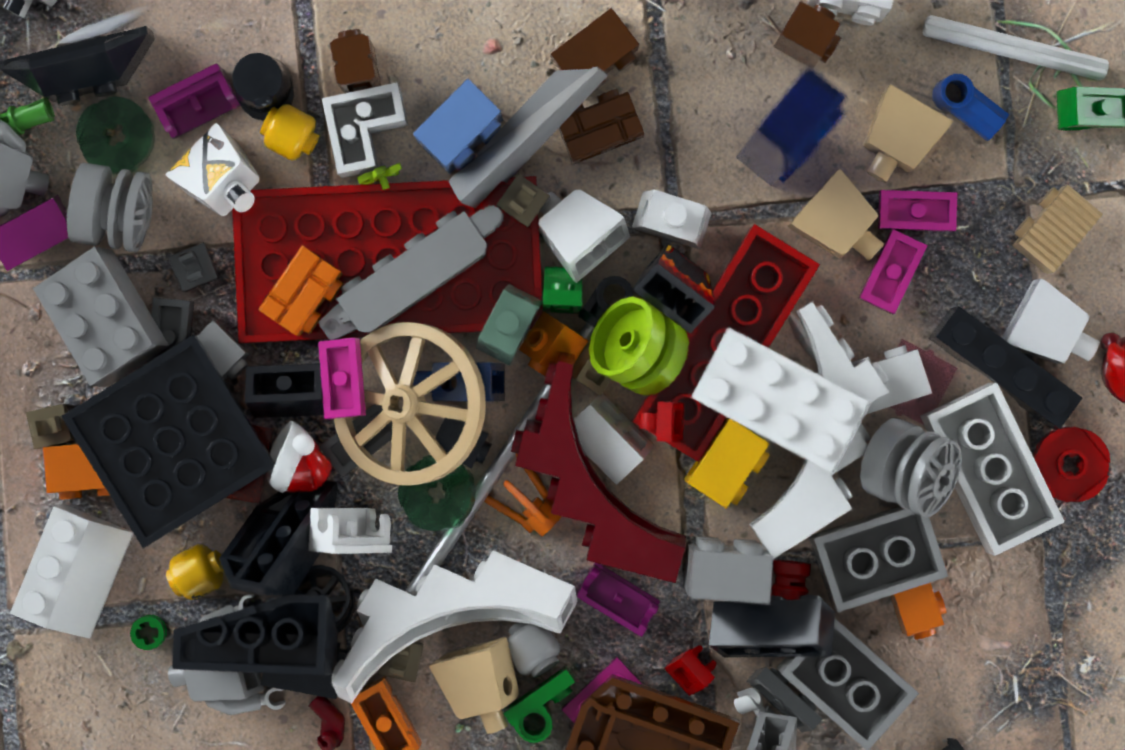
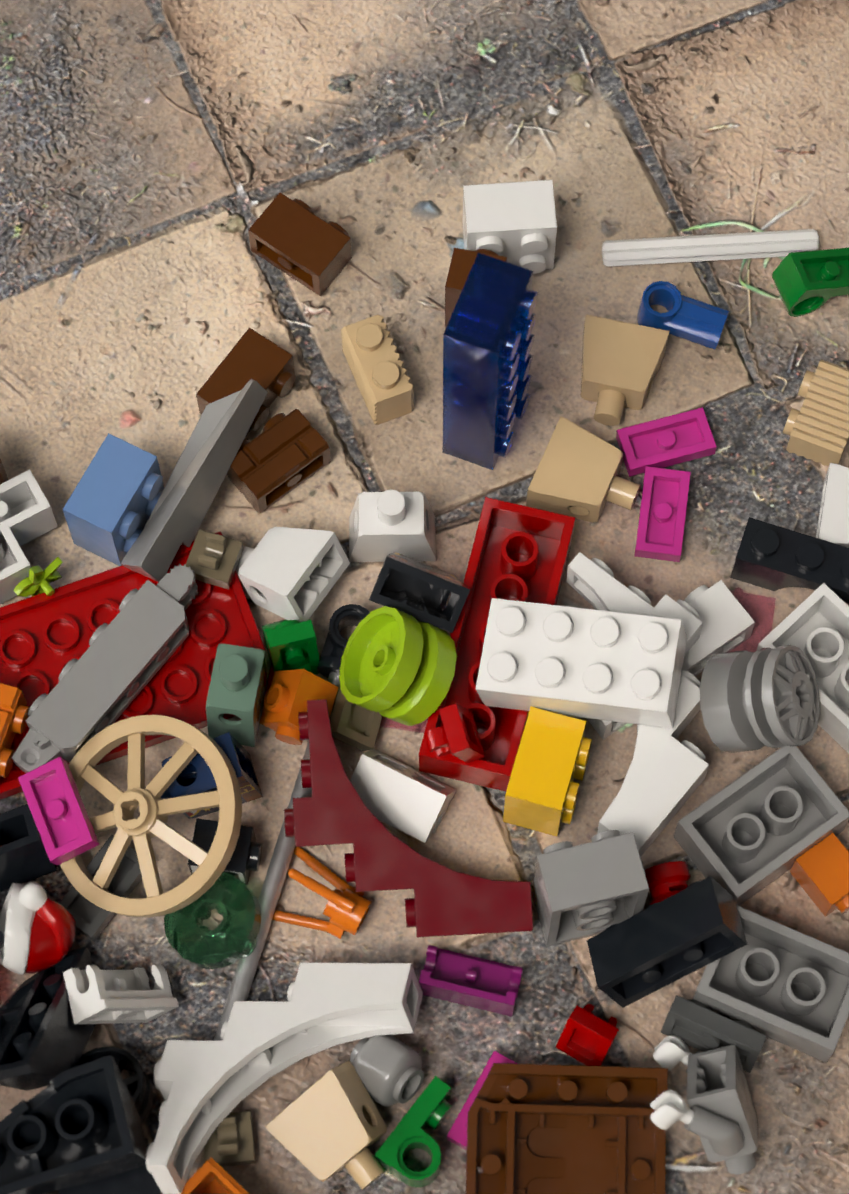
camera: 15 degrees left, 20 degrees down
(705, 74) = (377, 369): none -> tan brick

